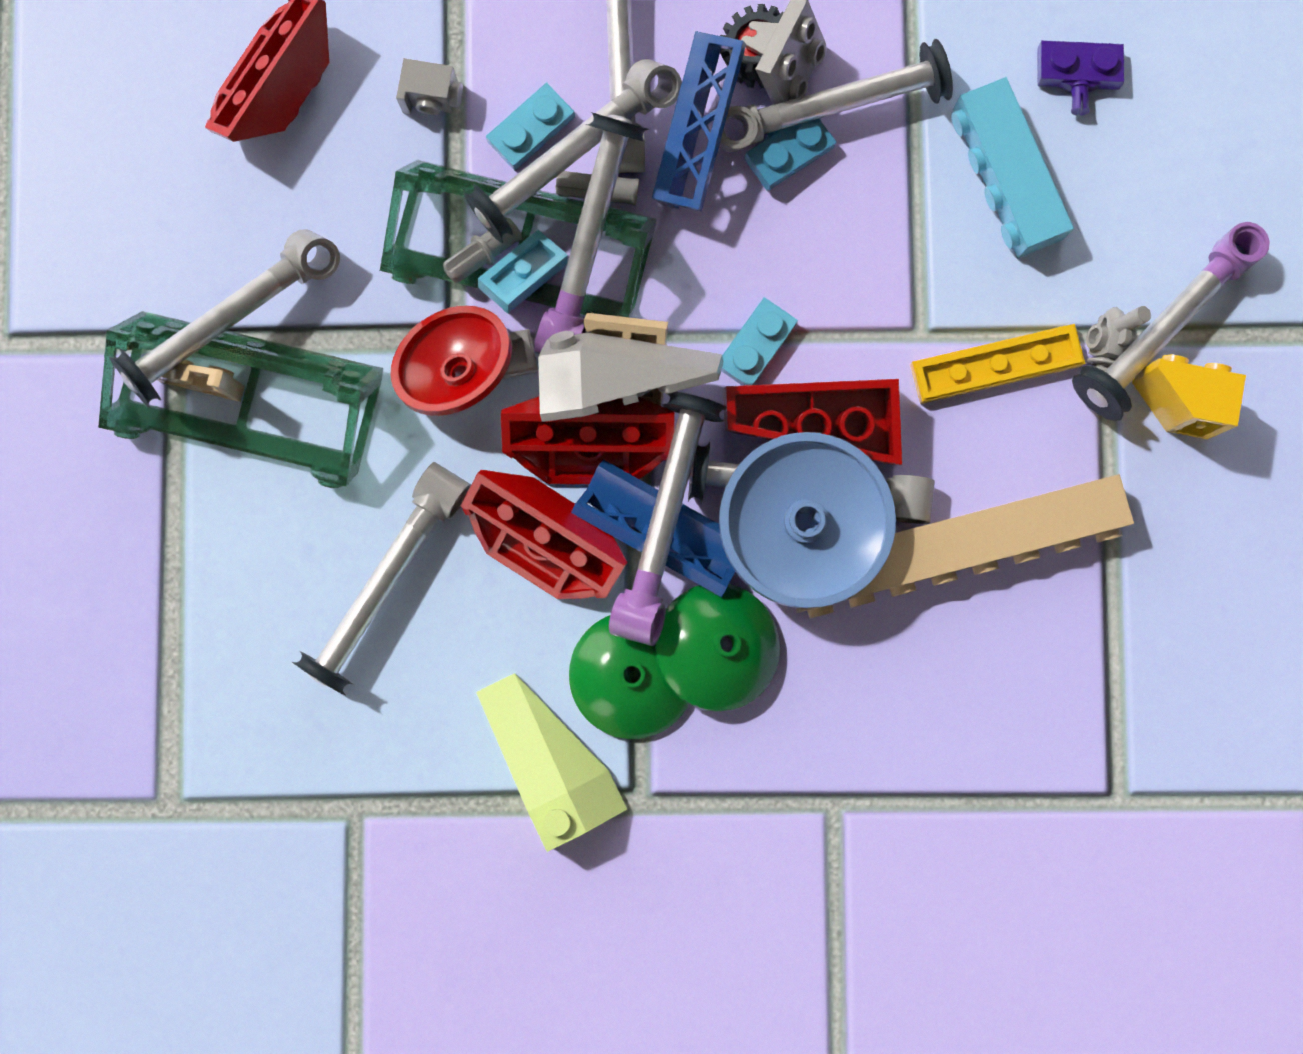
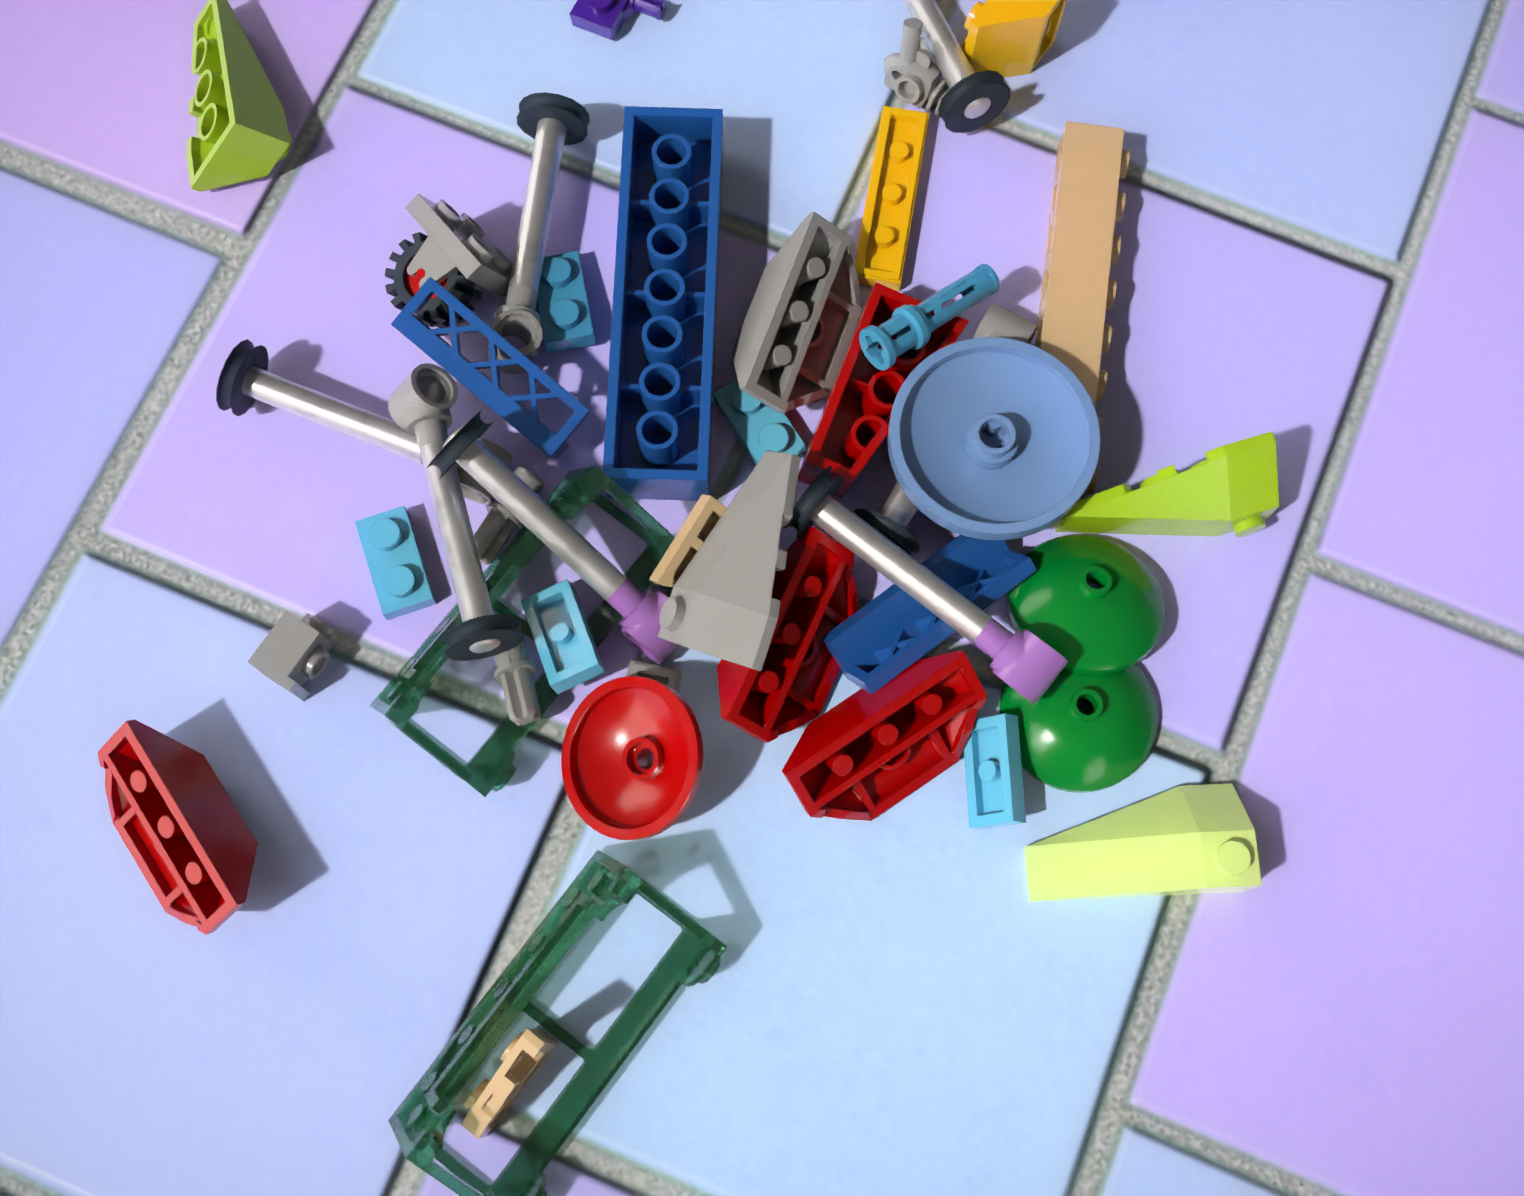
camera: 70 degrees left, 10 degrees down
(193, 337) = (424, 885): piece -> none
(436, 498) = (786, 850): piece -> none
(556, 628) = (994, 773): none -> medium azure plate
(821, 225) = (665, 303): none -> blue brick
(844, 710) = (1218, 496): none -> lime wedge
(848, 335) = (800, 318): none -> light grey wedge
(866, 425) = (914, 324): none -> dark azure pin
(1011, 168) = (745, 87): medium azure brick -> none

